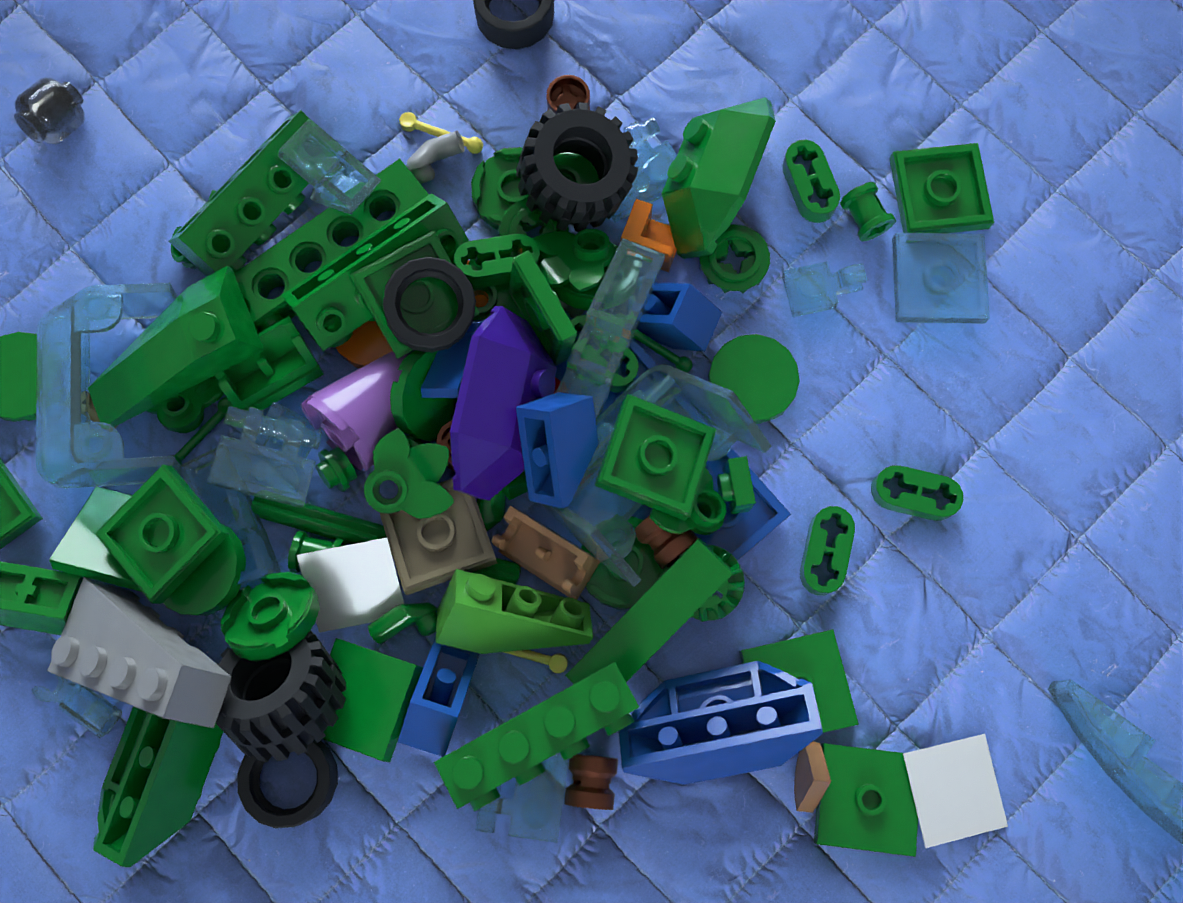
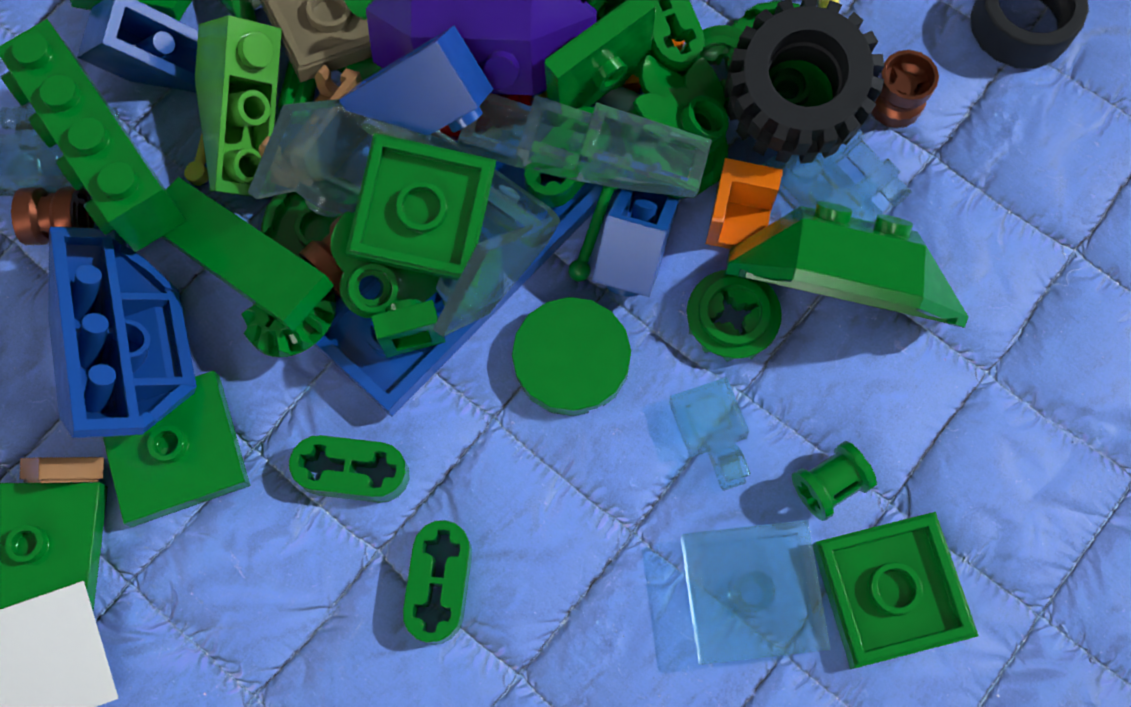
camera: 85 degrees right, 5 degrees down
(819, 177) = (872, 415): green beam -> none

